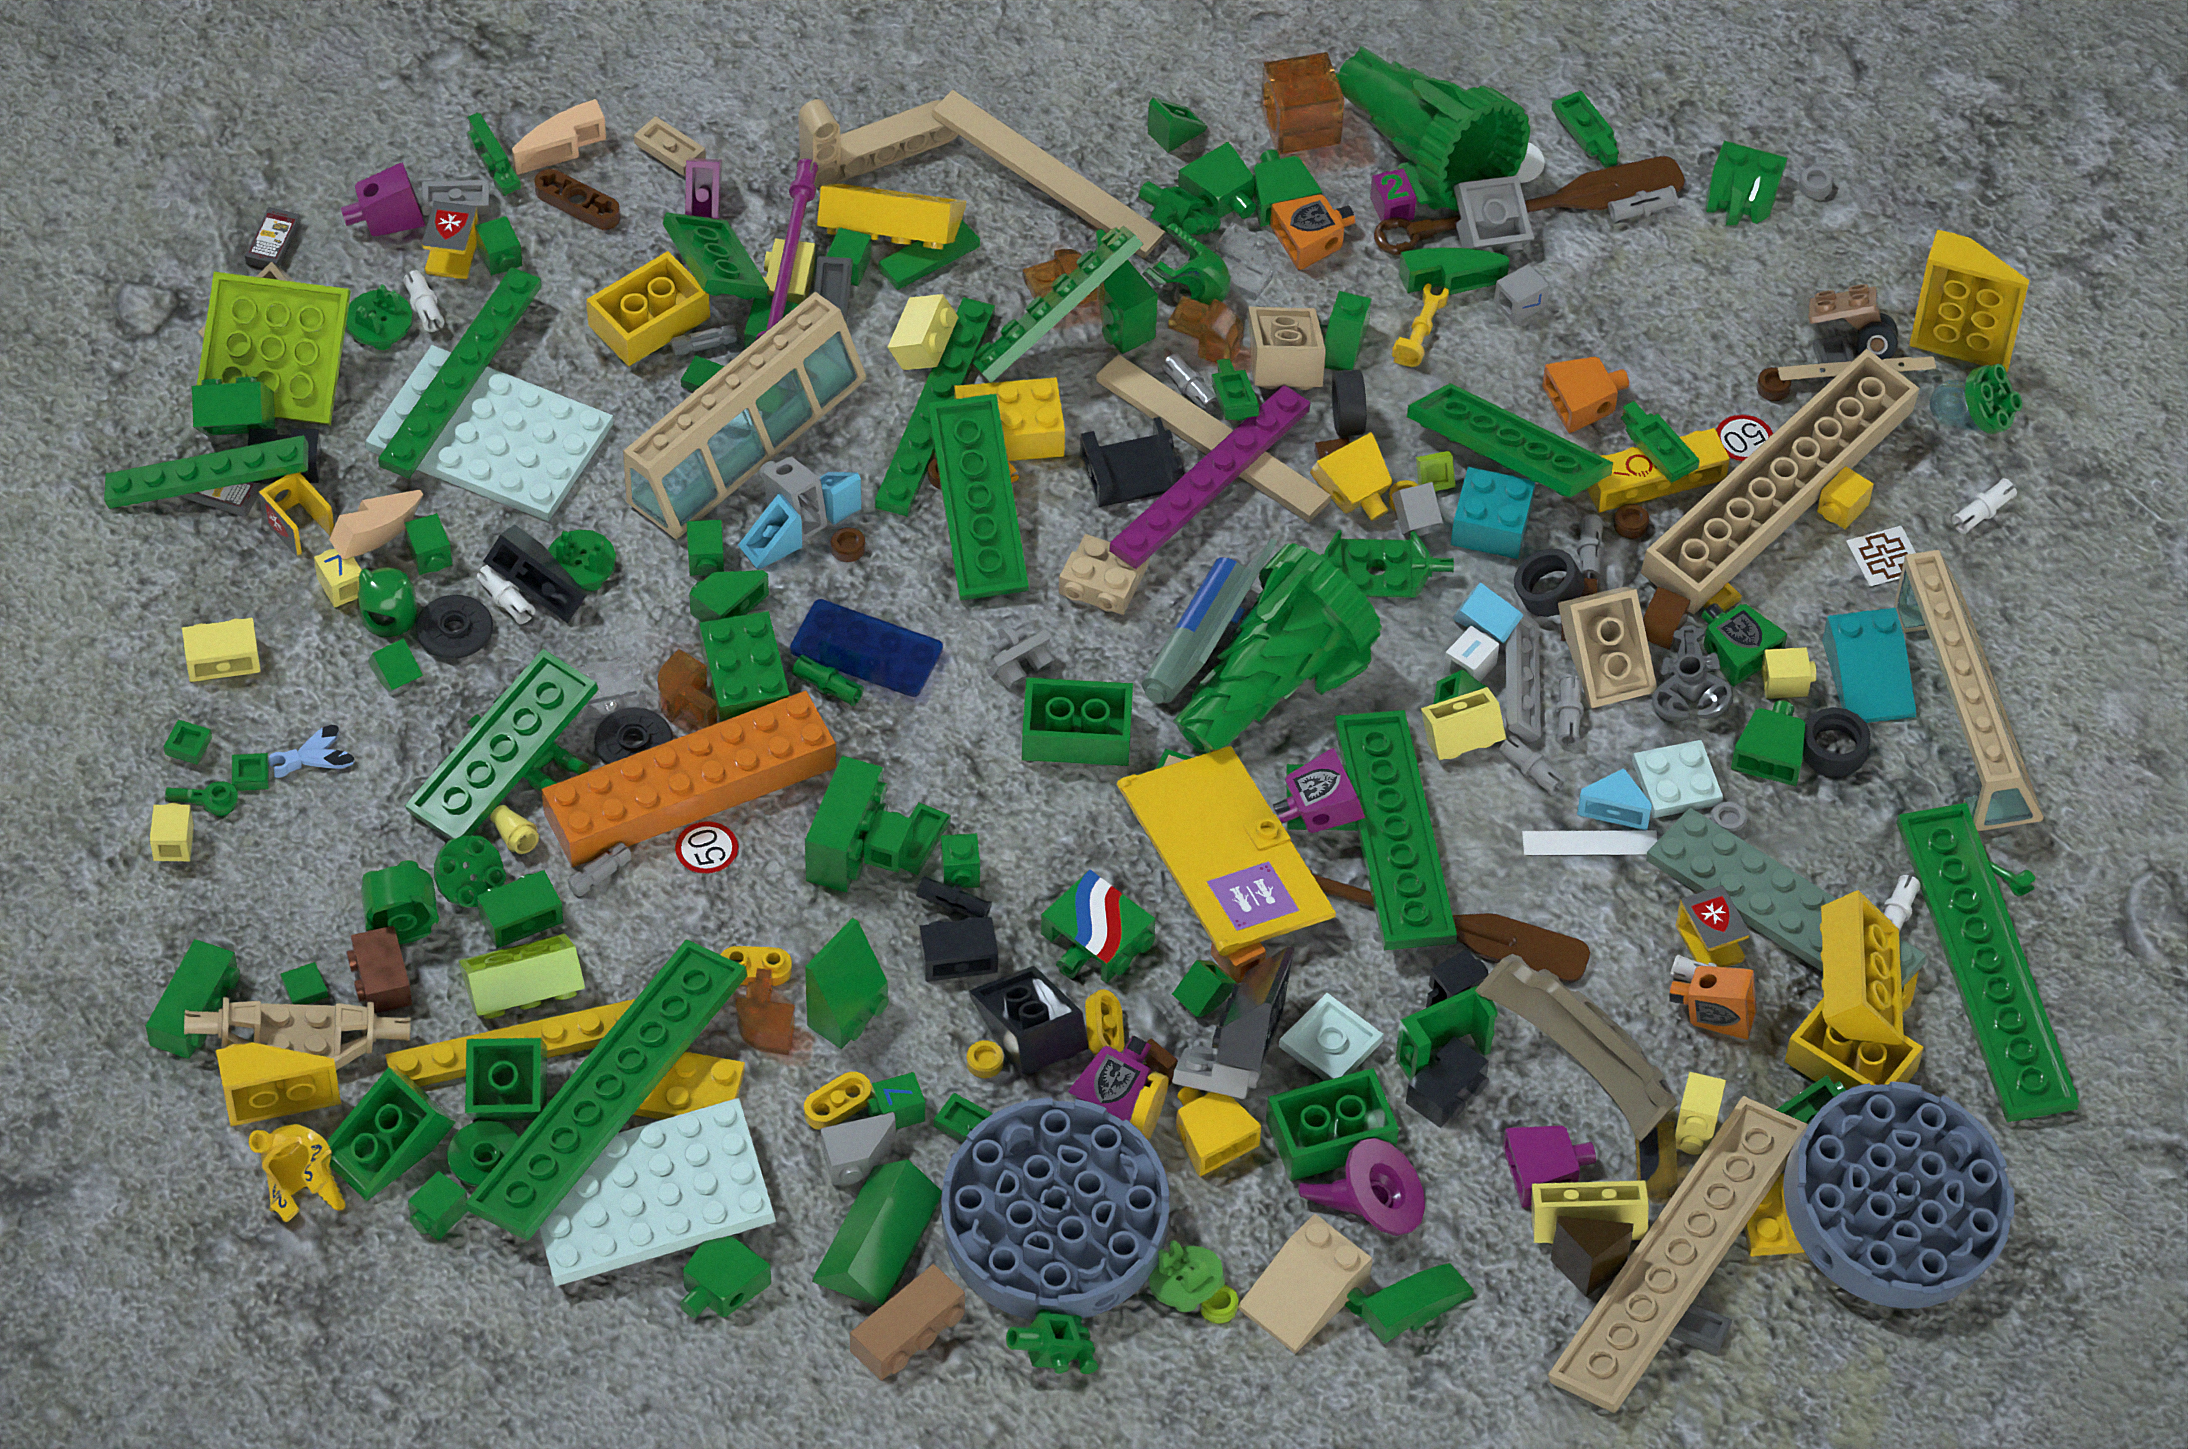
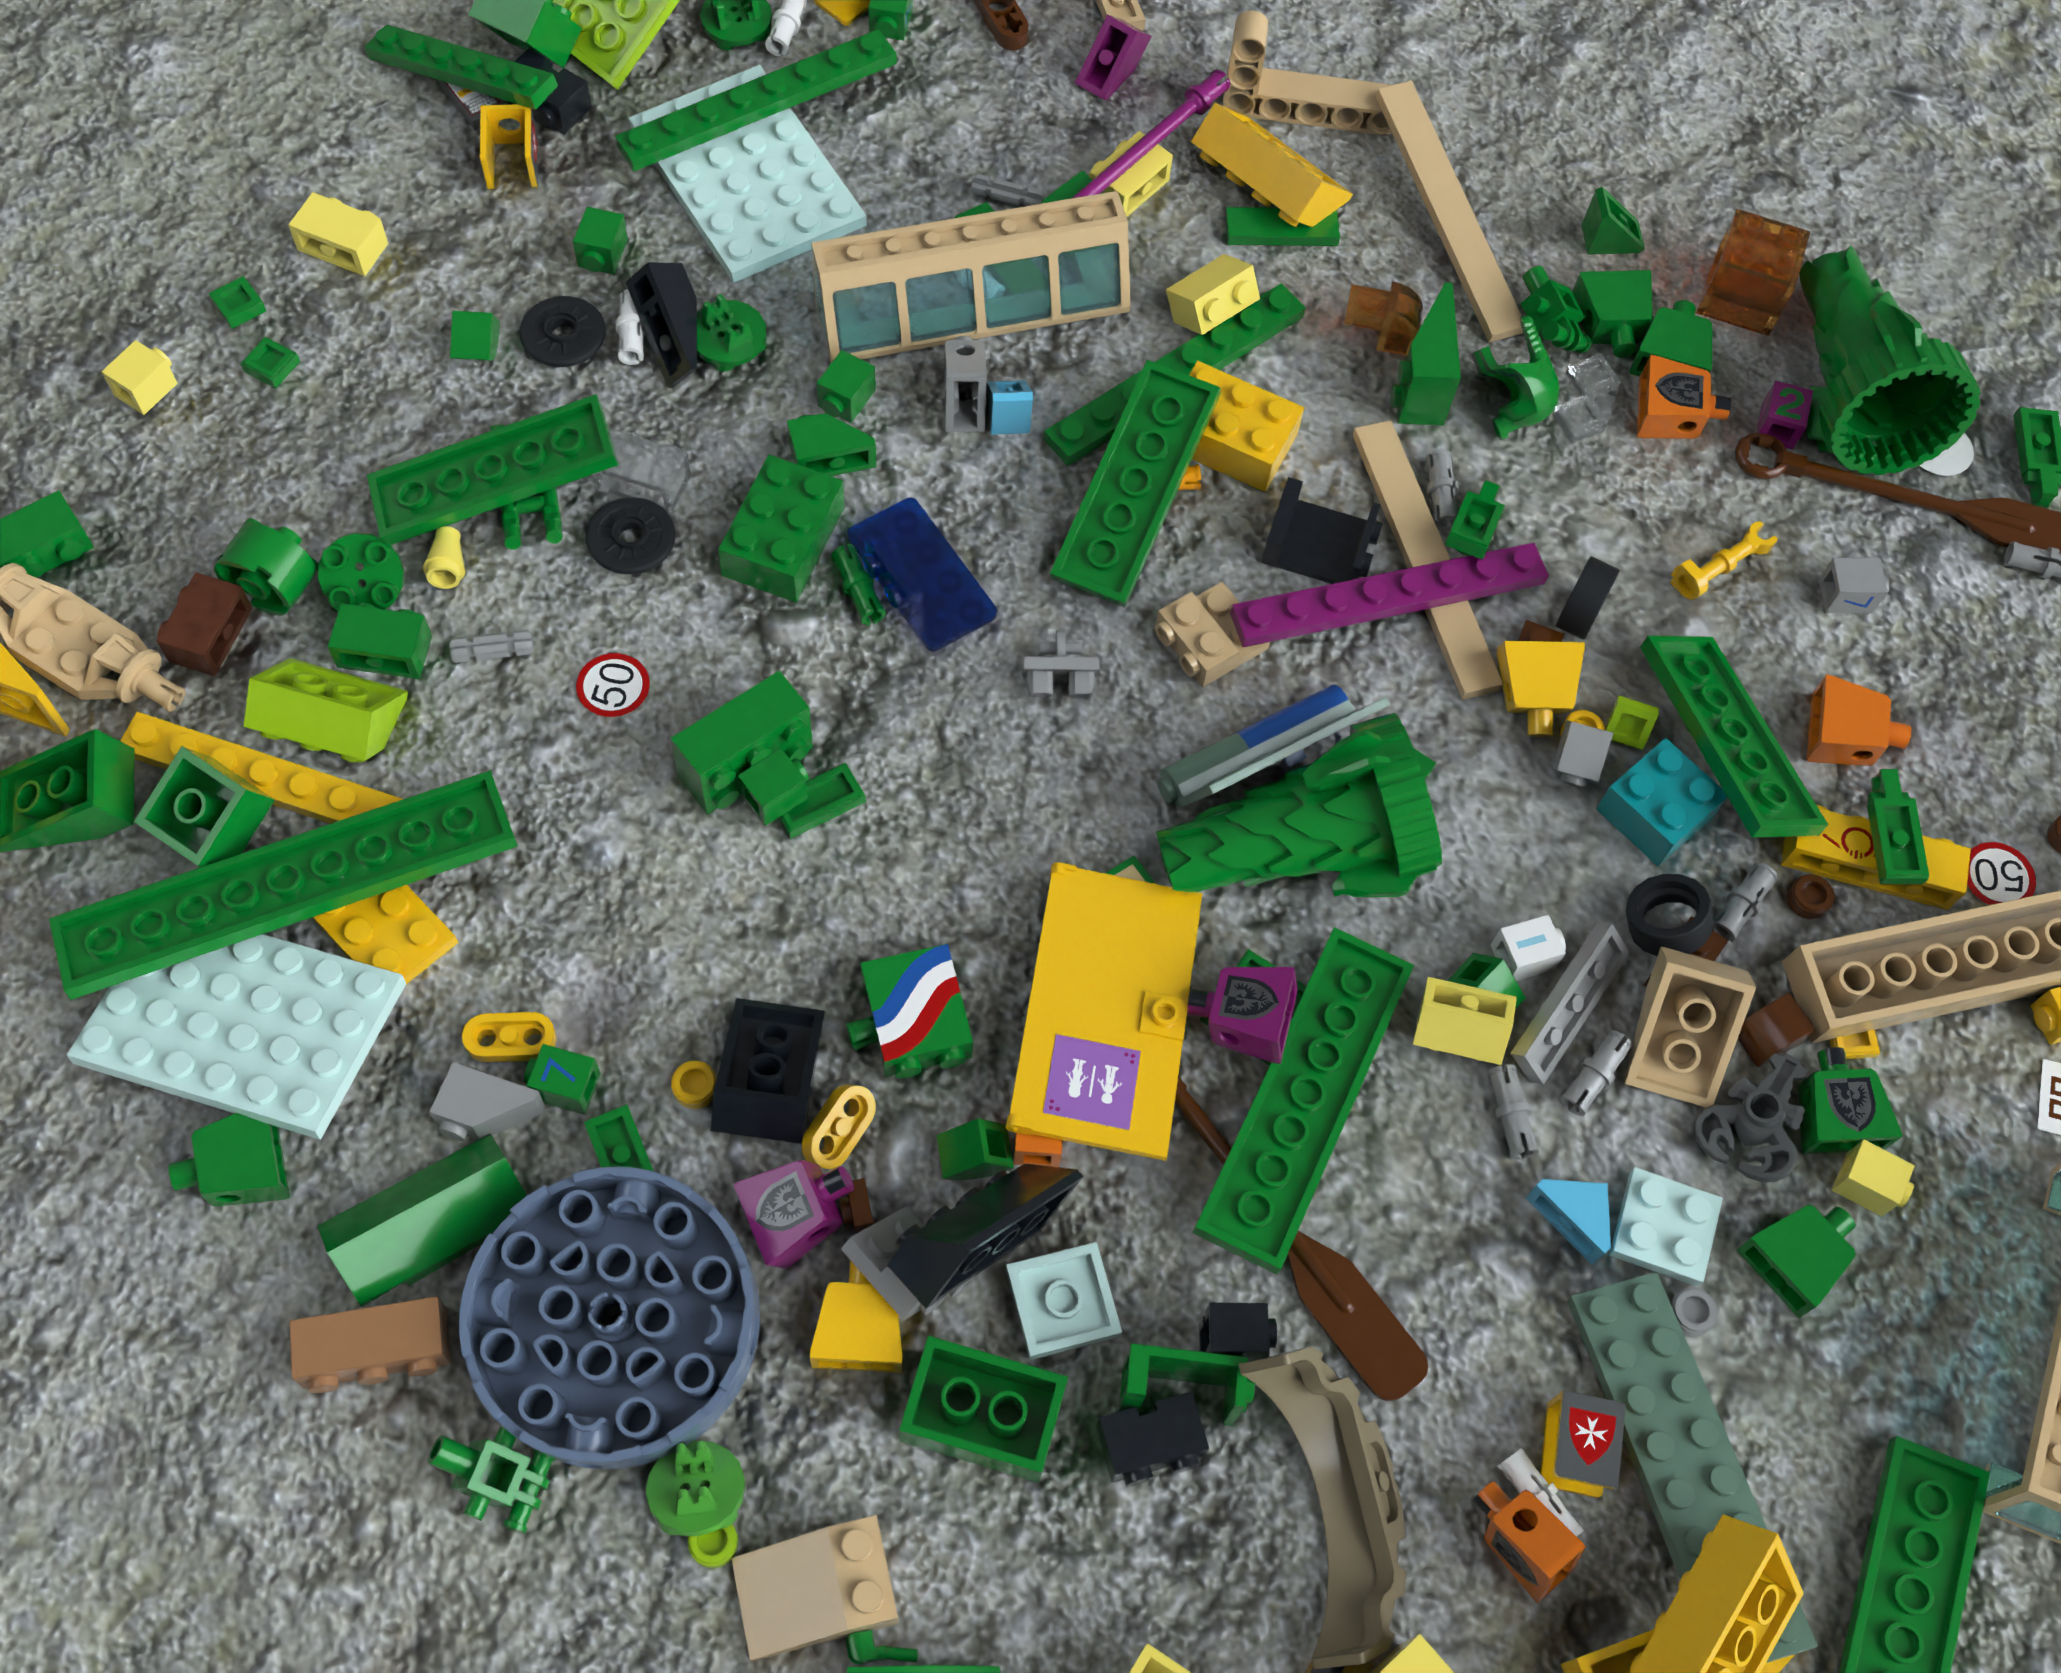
camera: 30 degrees right, 10 degrees up
(216, 798) = (217, 370): green plate -> none
(304, 984) = (132, 596): green tile -> none
(312, 753) = (338, 378): light blue piece -> none
(337, 576) = (499, 225): light yellow brick -> none
(374, 523) = (560, 192): light nougat slope -> none
(389, 594) = (519, 268): green piece -> none
(437, 1206) = (37, 898): green brick -> none
(475, 1143) = (125, 859): green dish -> none
(648, 308) = (973, 133): yellow brick -> none
(681, 689) = (709, 508): clear orange brick -> none
(689, 778) = (642, 604): orange brick -> none
(715, 256) = (1068, 117): green plate -> none
(759, 957) = (551, 835): yellow plate -> none
(765, 1023) = (505, 899): clear orange brick -> none
(773, 534) = (918, 410): medium azure slope -> none
(834, 281) = (1158, 209): dark grey tile -> none
(844, 986) = (595, 918): green slope -> none
(847, 544) = (986, 460): reddish brown tile -> none
(854, 246) = (1200, 187): green brick -> none
(953, 898) = (798, 888): black pin -> none
(958, 948) = (757, 945): black brick -> none
(960, 860) = (831, 852): green brick -> none
(1048, 311) = (1368, 325): green plate -> none
(1077, 721) = (1060, 773): green brick -> none
(1150, 1104) = (797, 1263): yellow tile -> none
(1215, 326) = (1502, 441): clear orange brick -> none
(1286, 347) = (1564, 506): tan slope -> none
(1346, 331) = (1638, 524): green slope -> none
(1376, 1186) = (976, 1525): magenta piece -> none
(1403, 561) = (1474, 762): green plate -> none
(1451, 269) = (1796, 520): green slope -> none
(1488, 613) = (1578, 913): medium azure slope -> none
(1493, 215) = (1874, 489): light grey plate -> none
(1543, 1156) = (1192, 1613): magenta torso -> none
(1588, 842) = (1517, 1240): white sticker -> none
(1837, 720) = (1908, 1282): black tyre -> none
(1870, 664) = (1977, 1229): teal slope -> none
(1898, 907) = (1825, 1551): white pin -> none
(2018, 883) = (1991, 1614): green hand -> none

